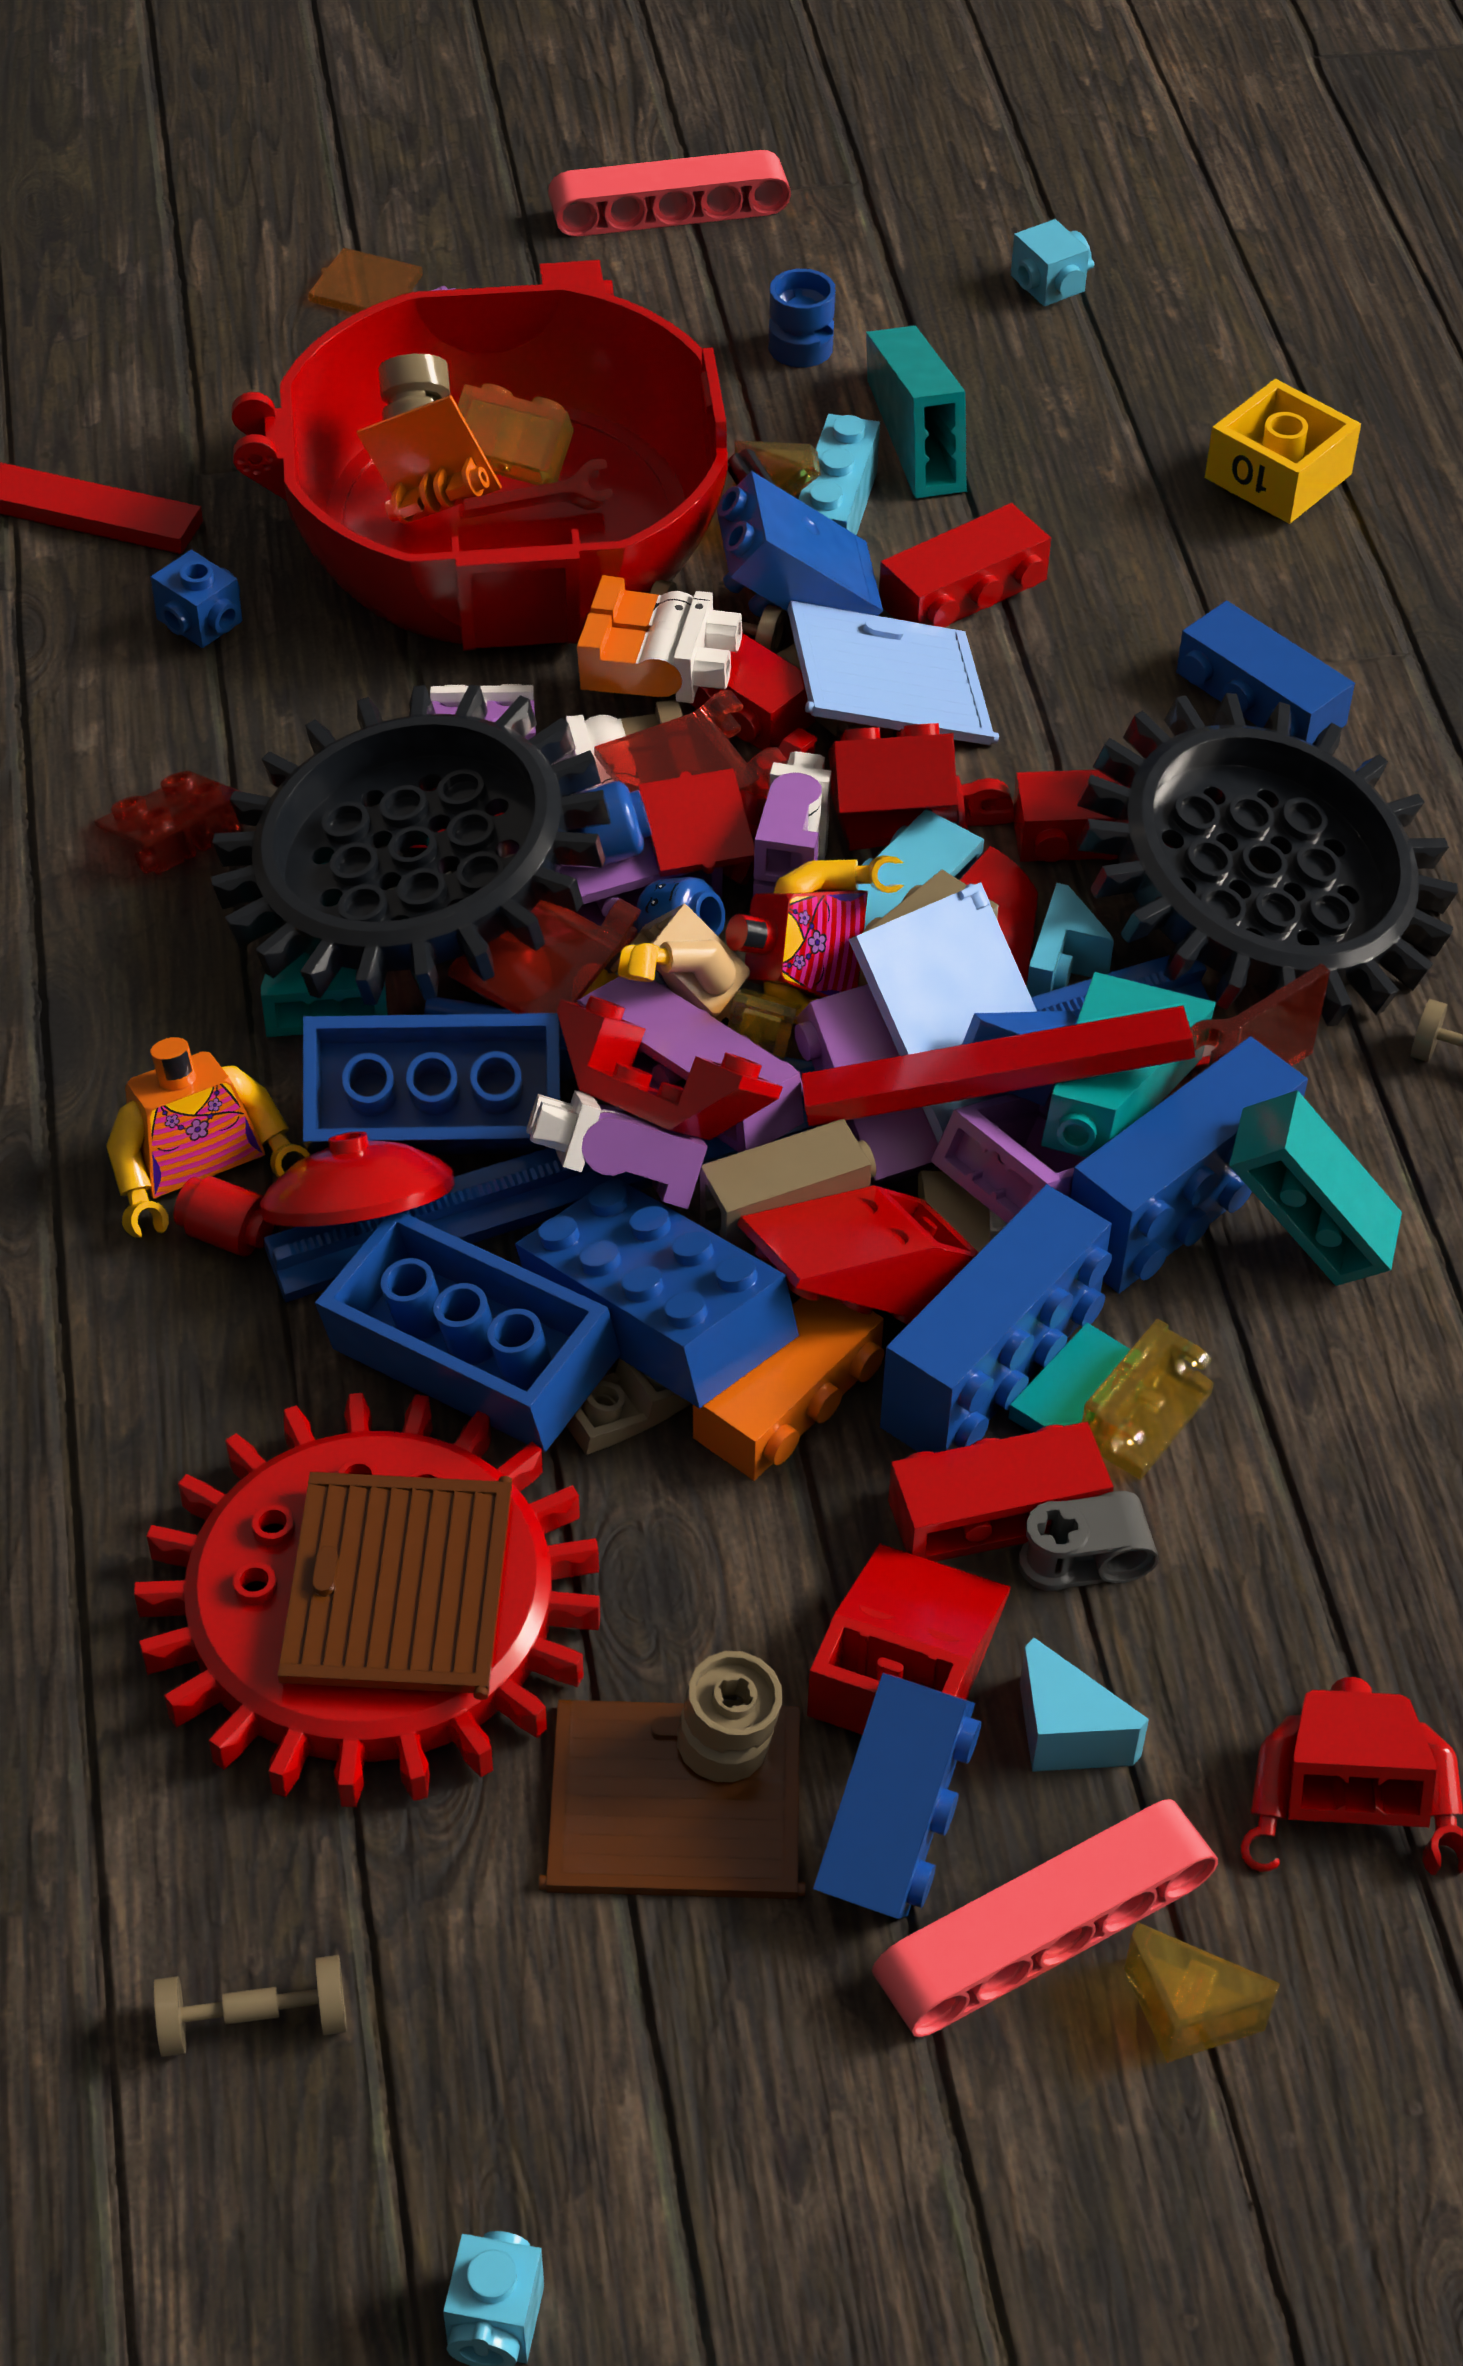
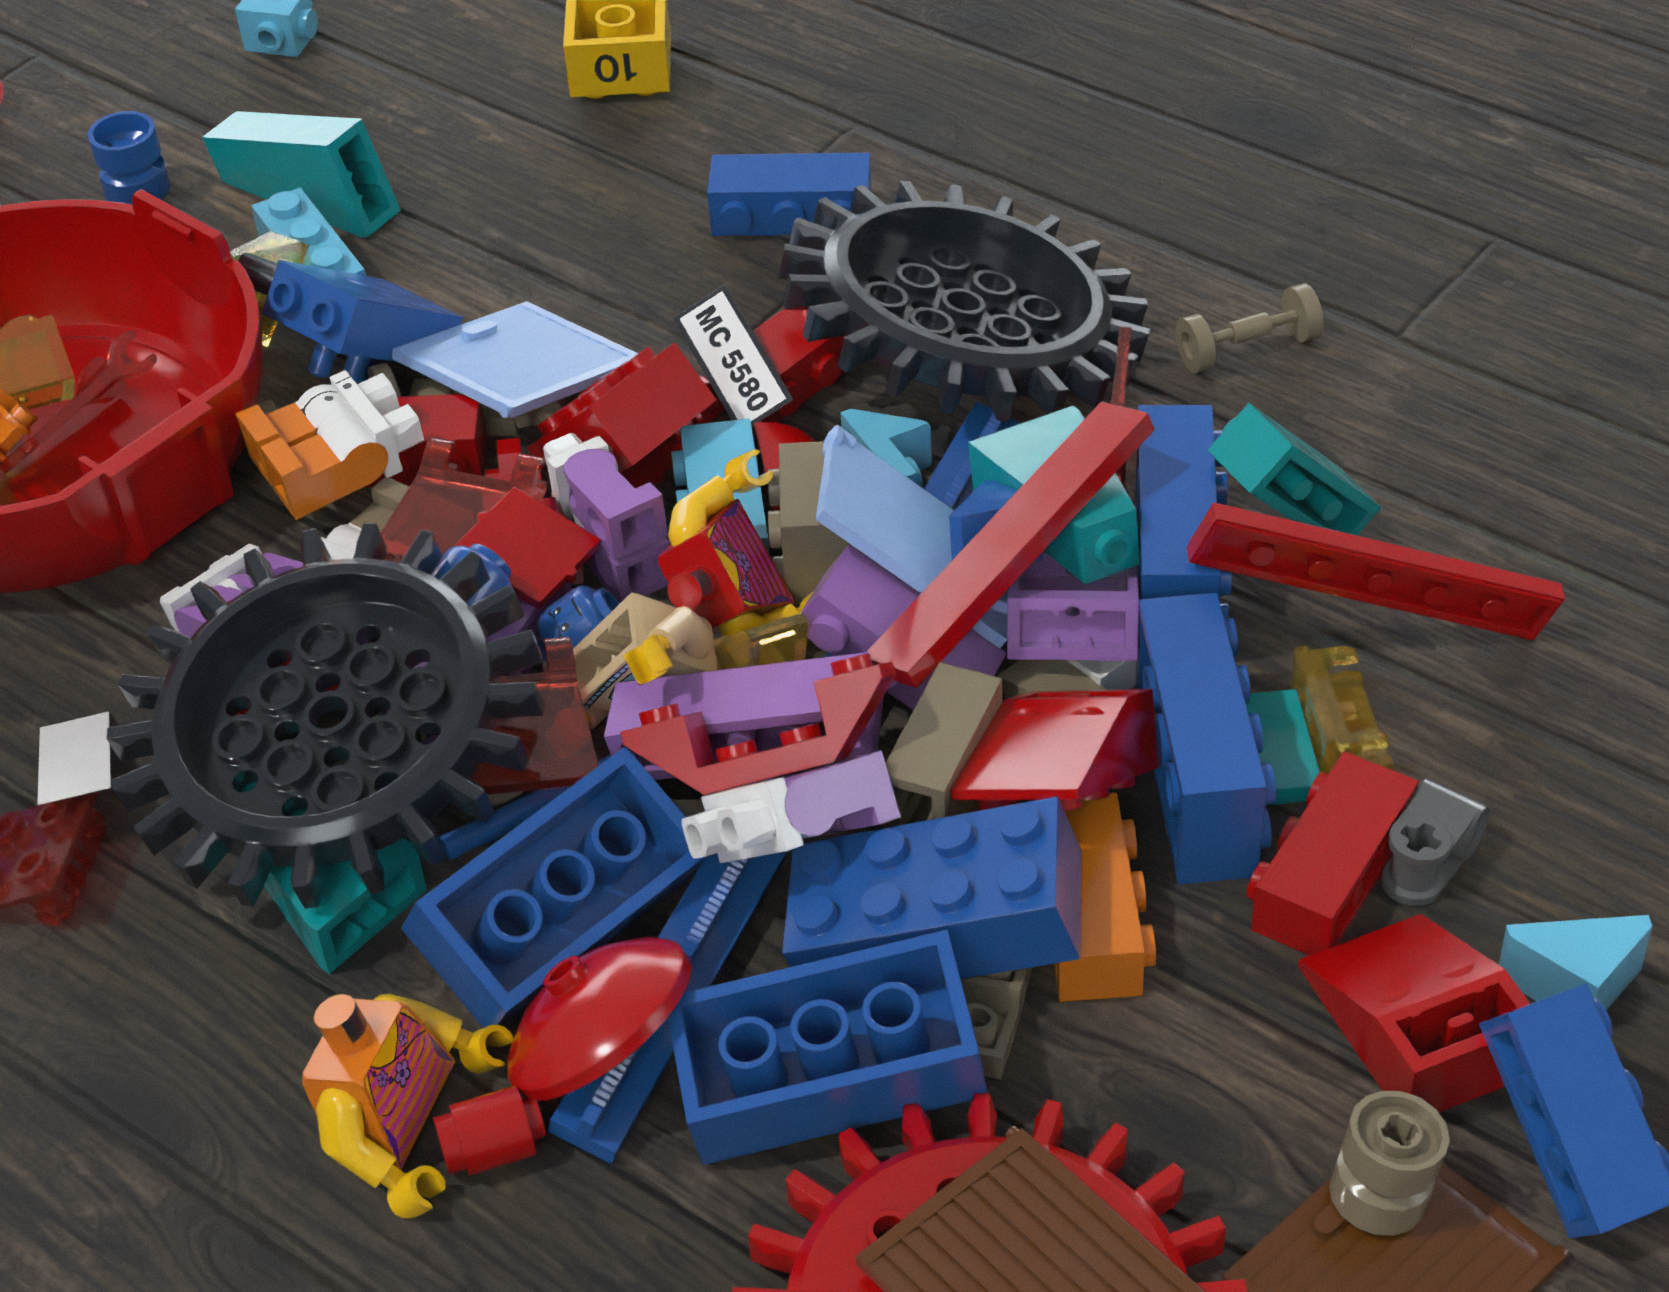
camera: 40 degrees left, 5 degrees down
(246, 770) = (74, 758): none -> white sticker
(965, 568) = (483, 252): red brick -> none
(1028, 781) = (732, 357): none -> sticker
(1275, 1309) = (1373, 572): none -> red tile

